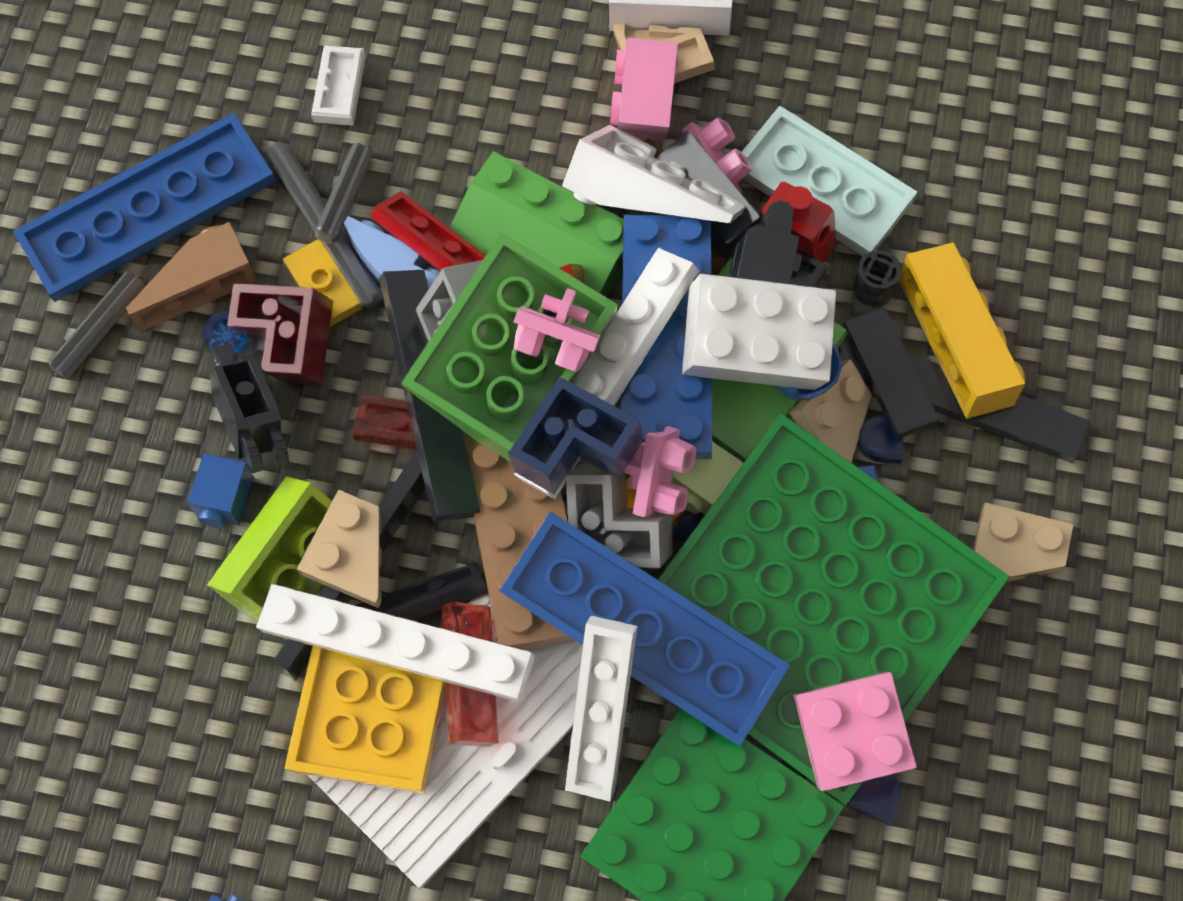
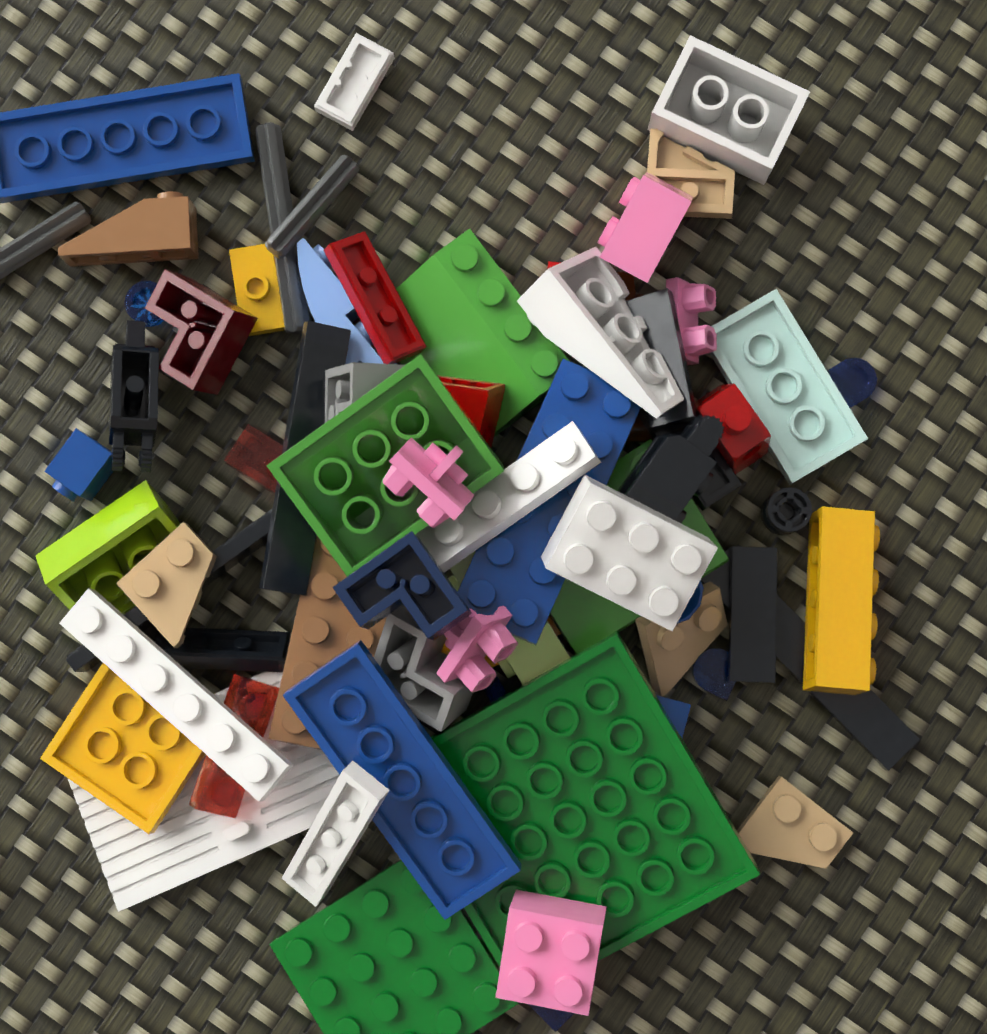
camera: 25 degrees right, 15 degrees up
(882, 152) = (854, 380): none -> clear blue tile

